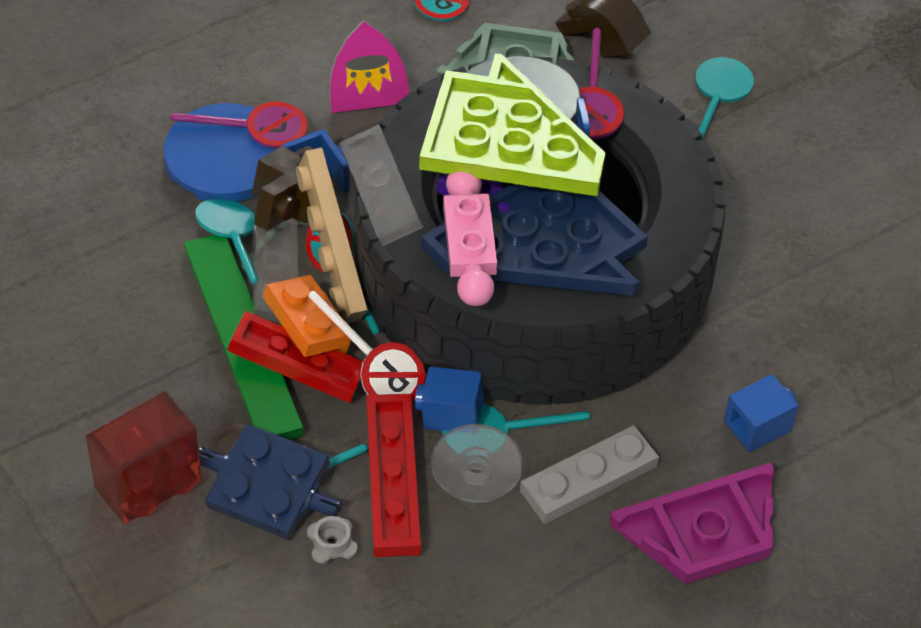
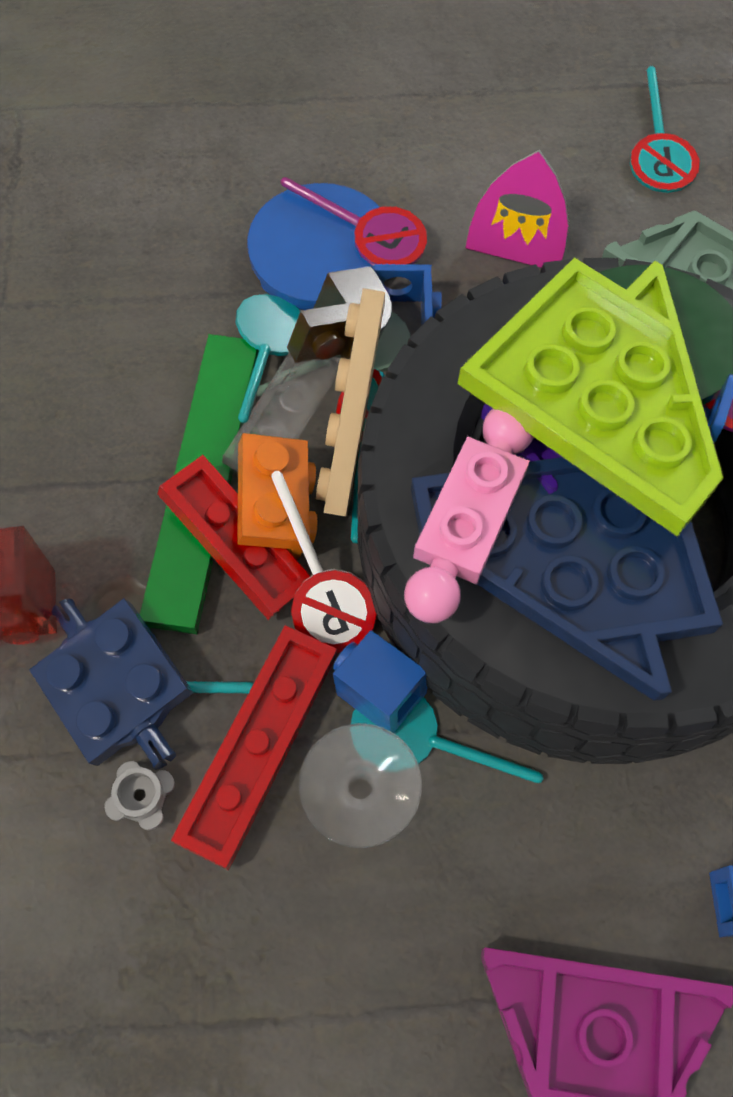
camera: 30 degrees right, 15 degrees up
(381, 185) = (410, 380): clear plate -> none
(588, 474) = (496, 865): light grey plate -> none

